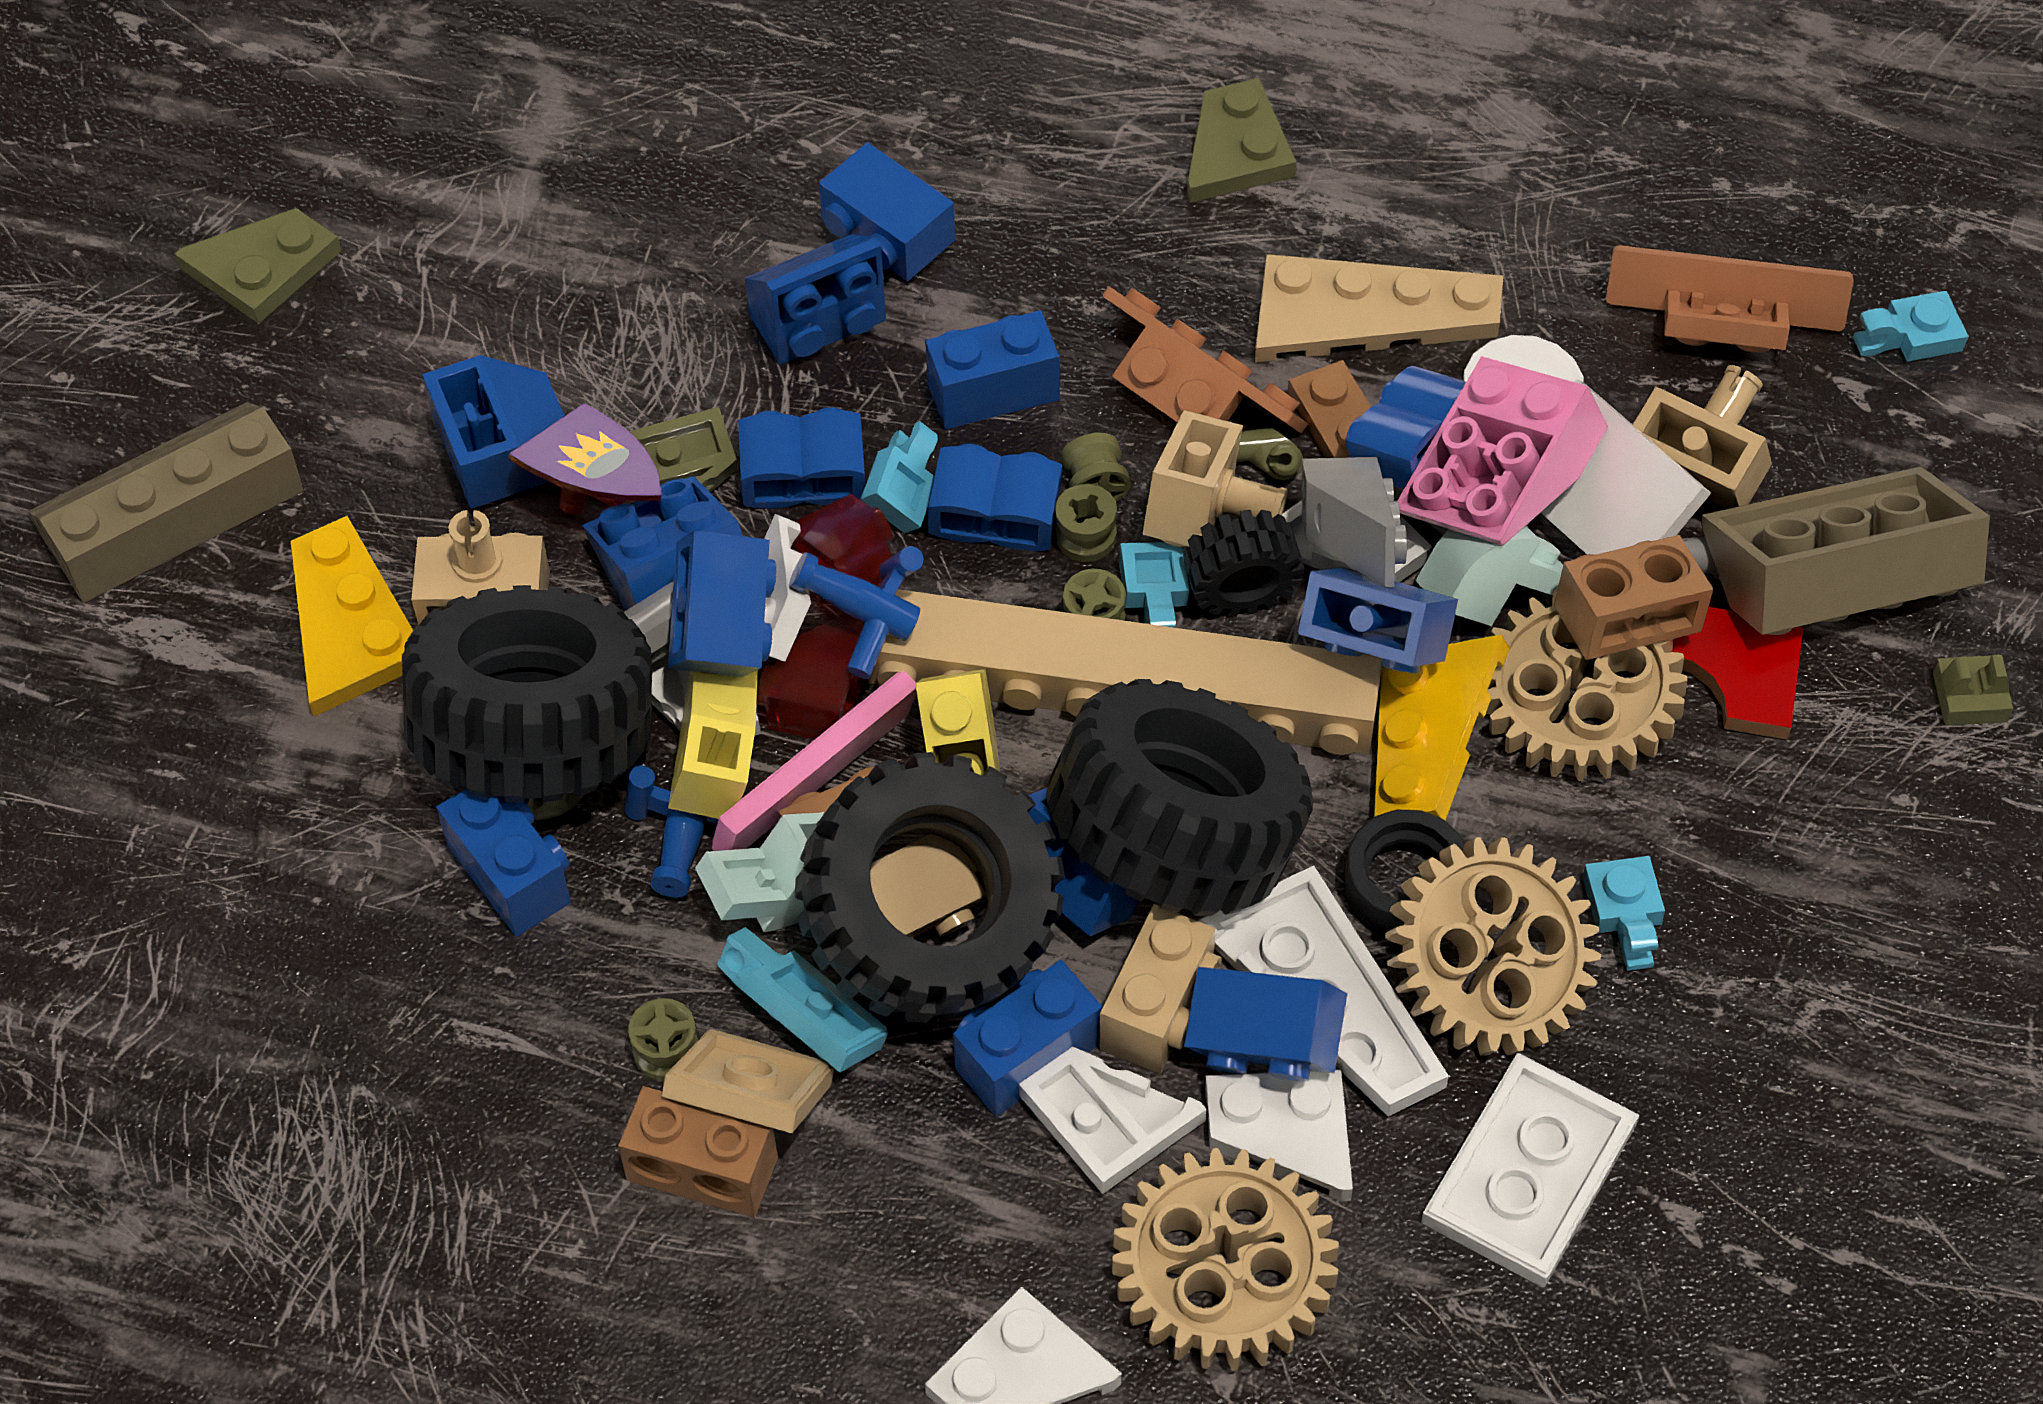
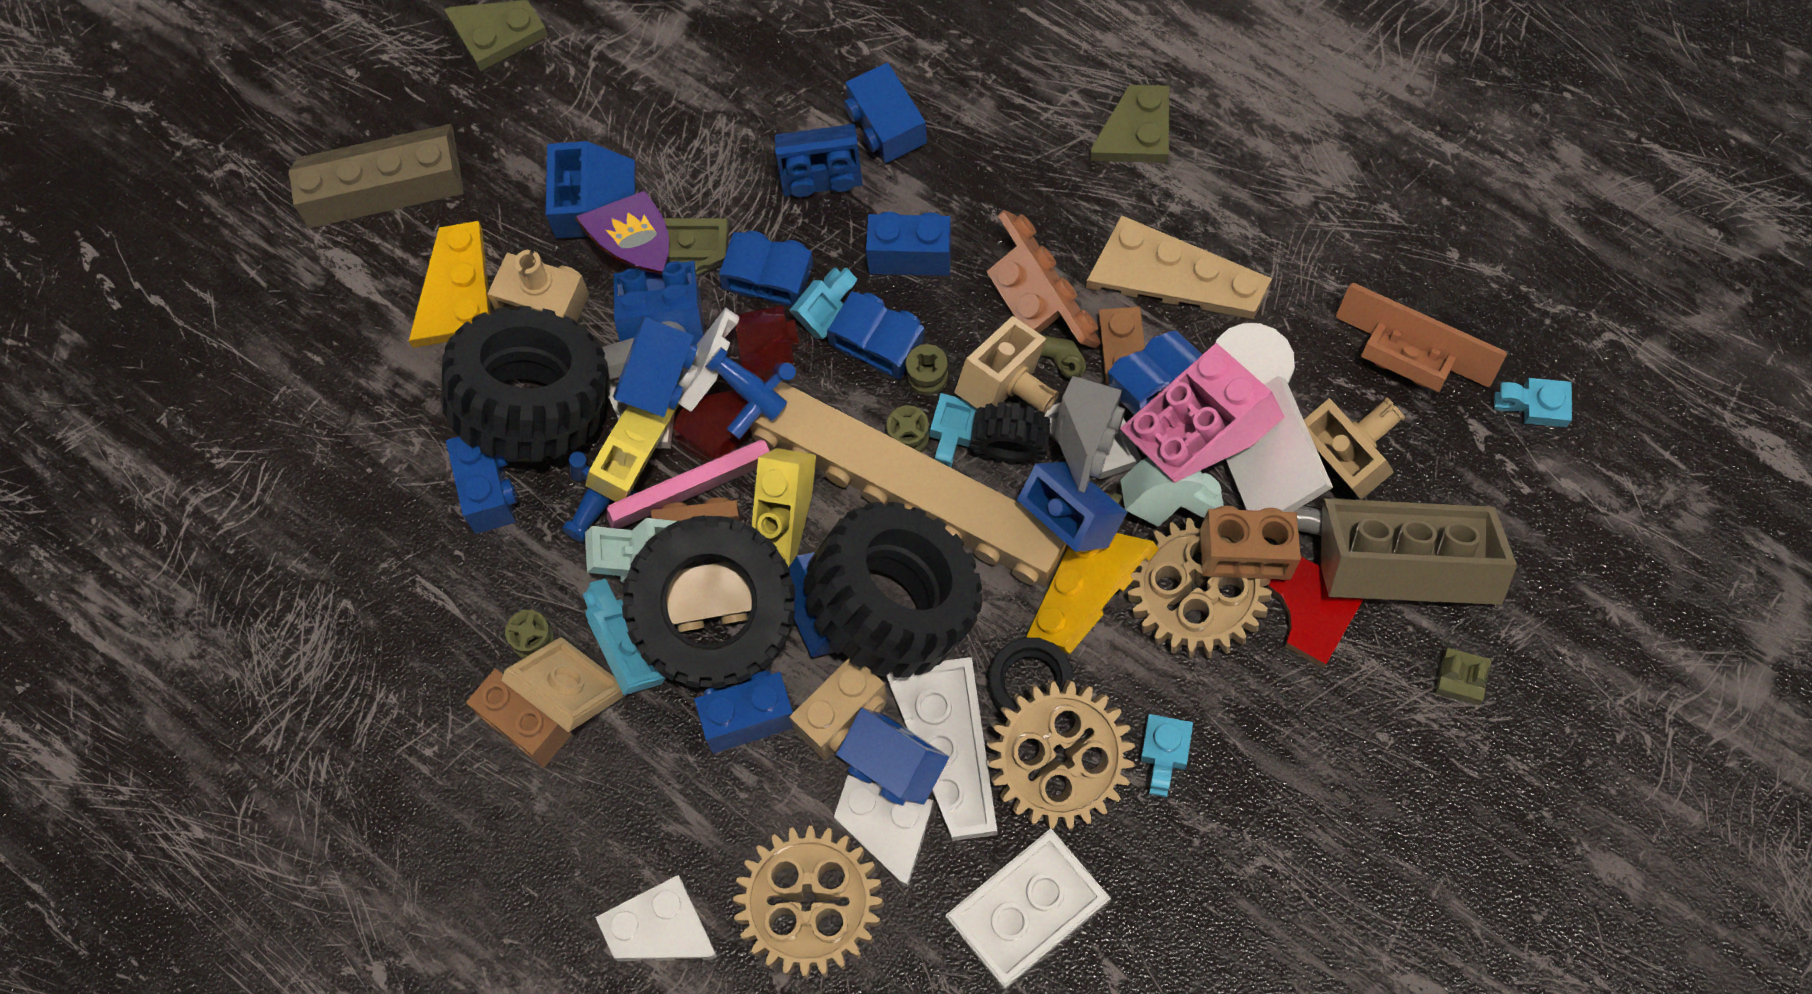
camera: 25 degrees right, 10 degrees up
(1095, 461) = (948, 332): olive wheel -> none
(1106, 1115) = (776, 780): white wing -> none

